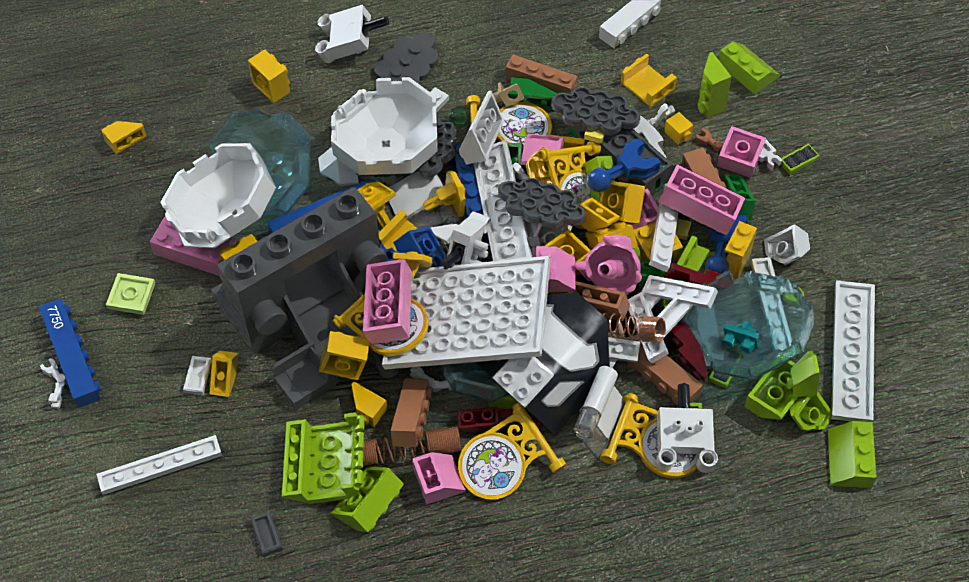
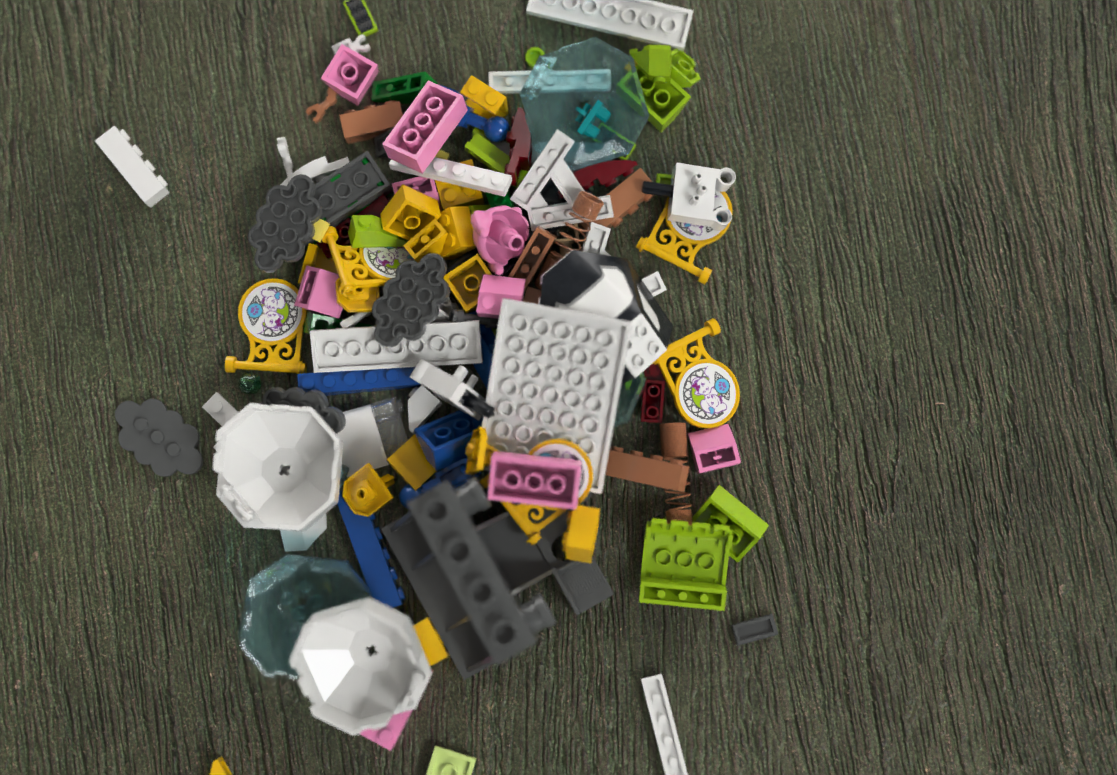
camera: 80 degrees left, 25 degrees up
(197, 375) = (561, 698): white tile -> none
(223, 373) = (564, 669): yellow slope -> none
(269, 76) = (162, 603): yellow brick -> none
(347, 32) = (110, 502): white piece -> none
(368, 404) = (622, 516): yellow slope -> none
(451, 193) = (370, 398): yellow piece -> none
(482, 131) = (294, 356): white slope -> none
(502, 94) = (229, 330): tan bracket -> none
(532, 92) = (227, 298): green slope -> none
(544, 75) = (208, 281): nougat brick -> none
(600, 412) = (667, 276): door -> none
(628, 165) = (369, 199): blue piece -> none
(647, 82) = (229, 162): yellow panel -> none
(678, 128) = (303, 137): yellow brick -> none
(714, 87) = (259, 88): lime slope -> none
(747, 67) = (224, 46): lime slope -> none
(787, 245) = (479, 51): white slope -> none
(852, 455) = (728, 39): lime slope -> none

